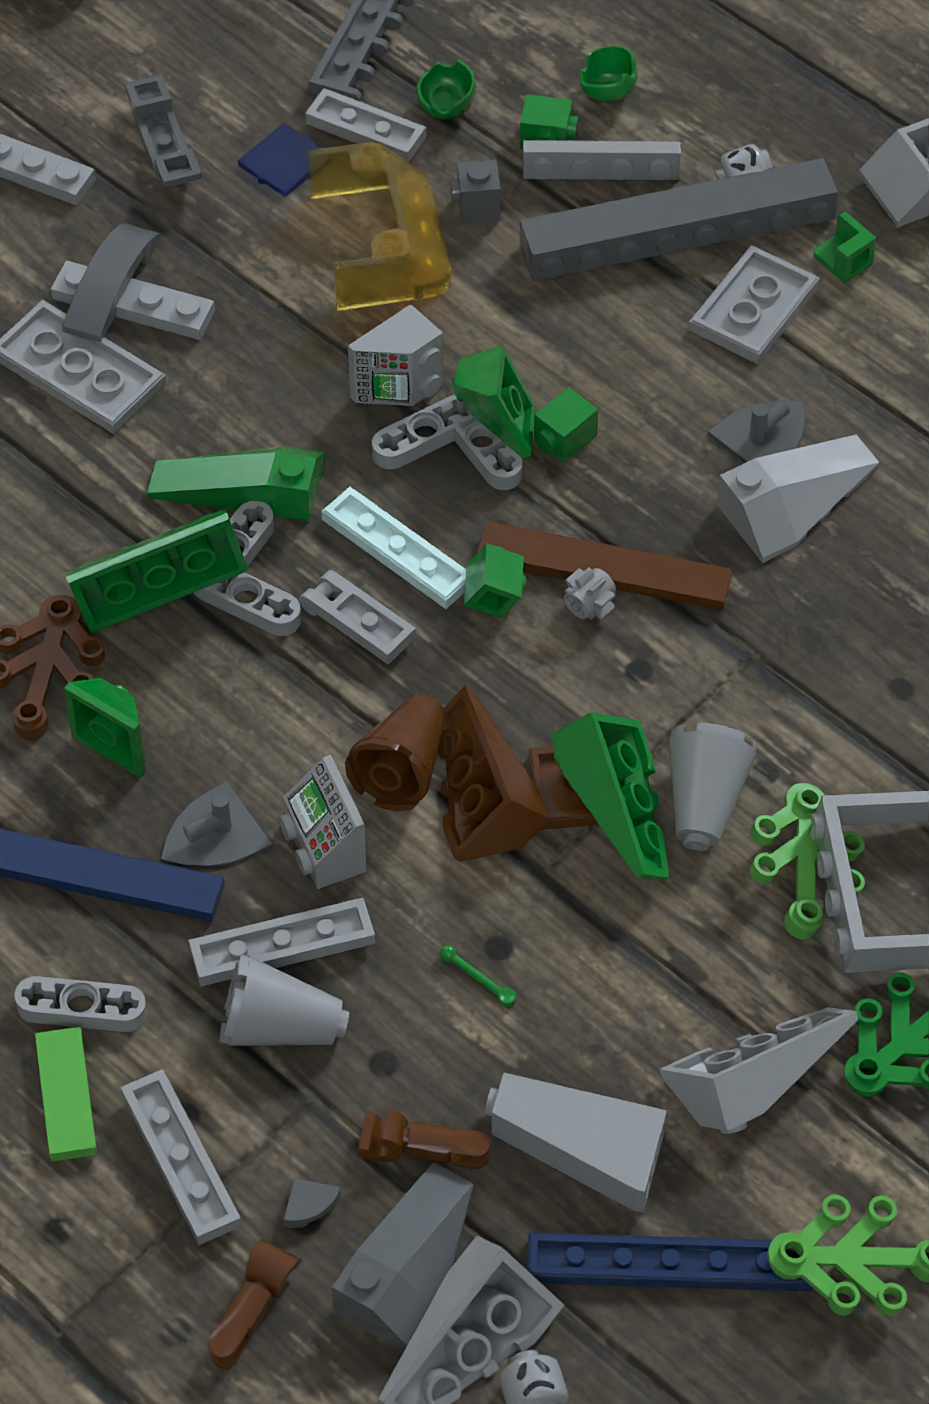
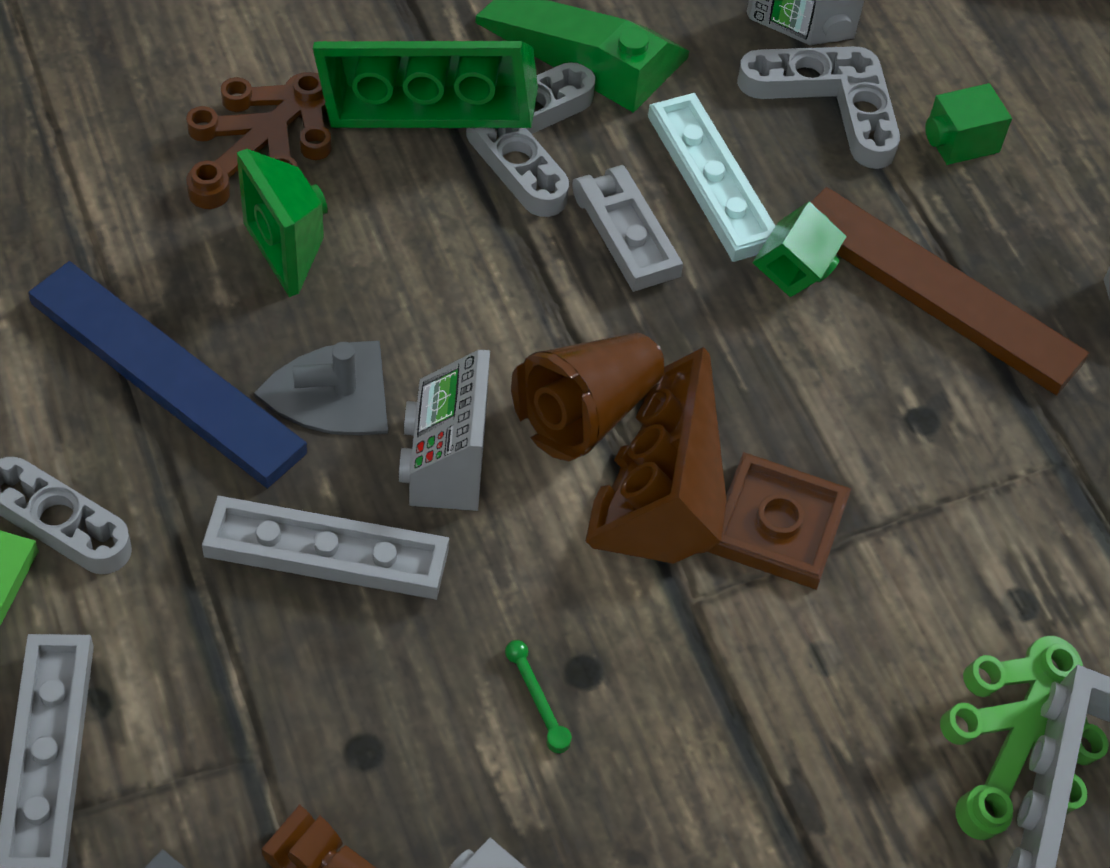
camera: 20 degrees right, 0 degrees up
(278, 1009) = (264, 625): light grey cone -> none
(497, 397) = (903, 62): green slope -> none
(589, 593) = (904, 309): light grey gear -> none
(609, 770) = (822, 519): green wedge -> none
(707, 780) = (940, 582): light grey cone -> none

